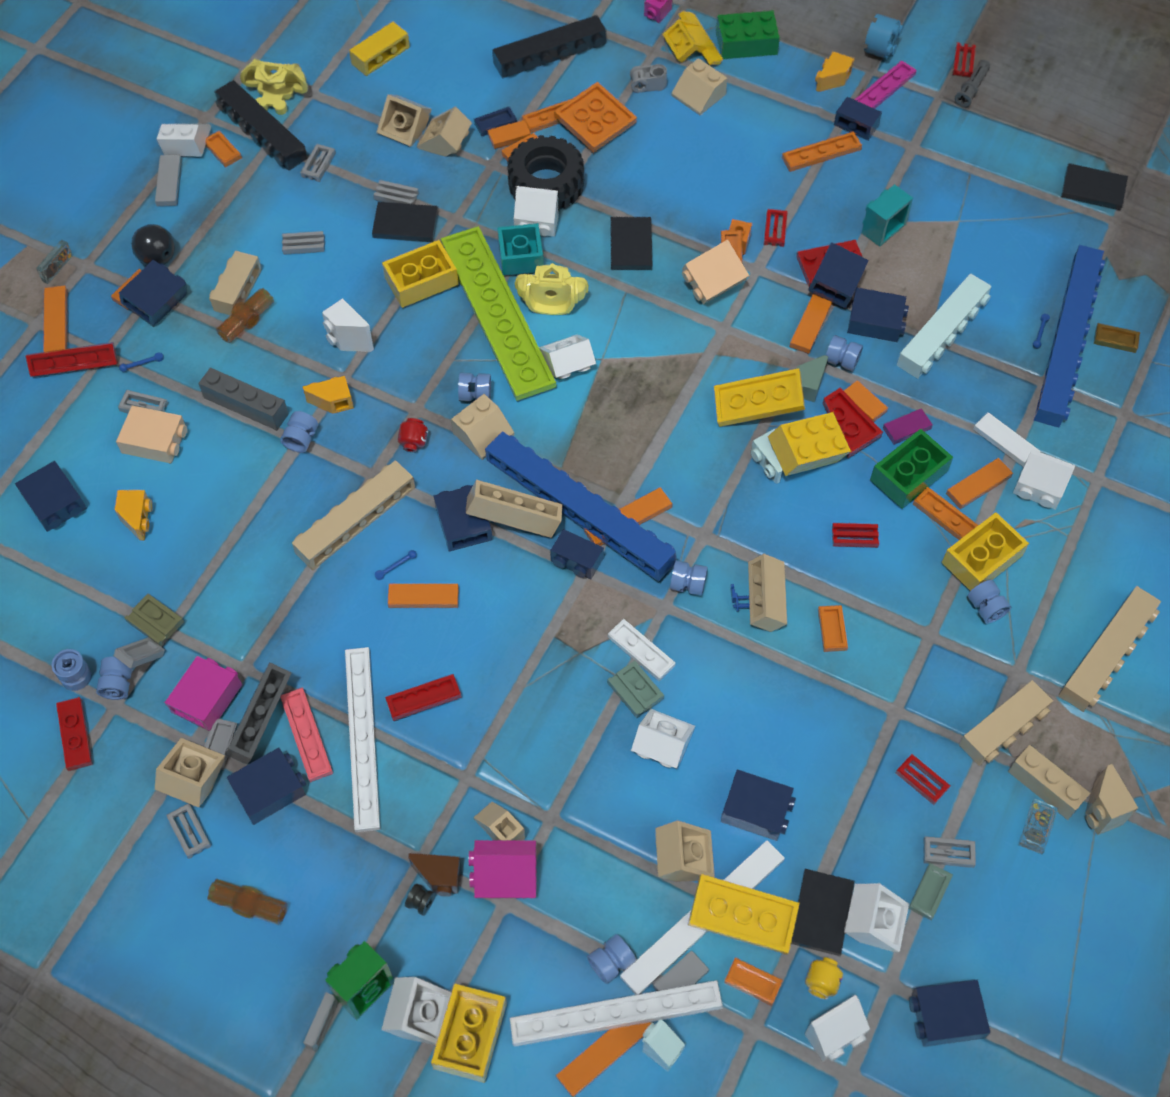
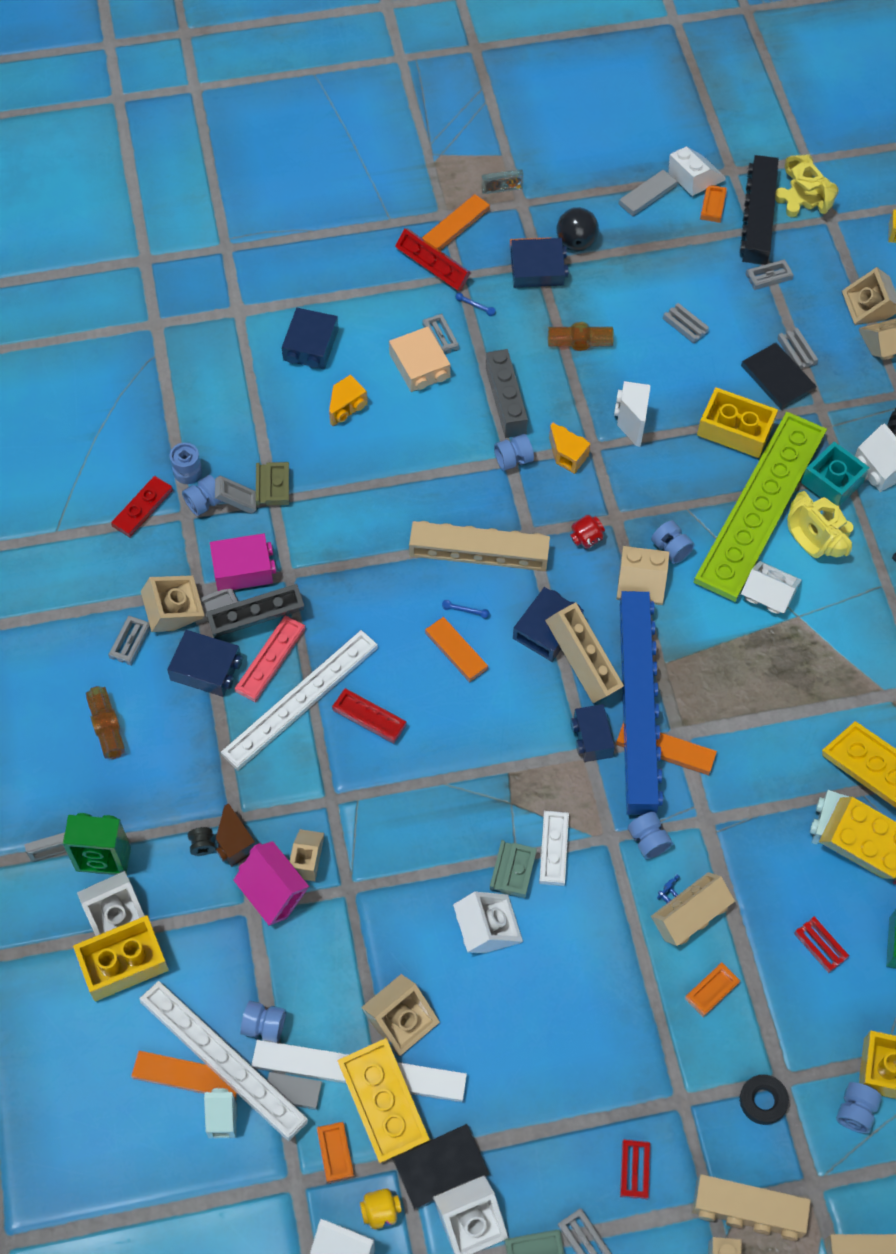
camera: 50 degrees right, 0 degrees up
(235, 282) = (602, 306): tan brick -> none
(758, 805) = (491, 1043): dark blue brick -> none
(934, 670) = (759, 1115): none -> black tyre

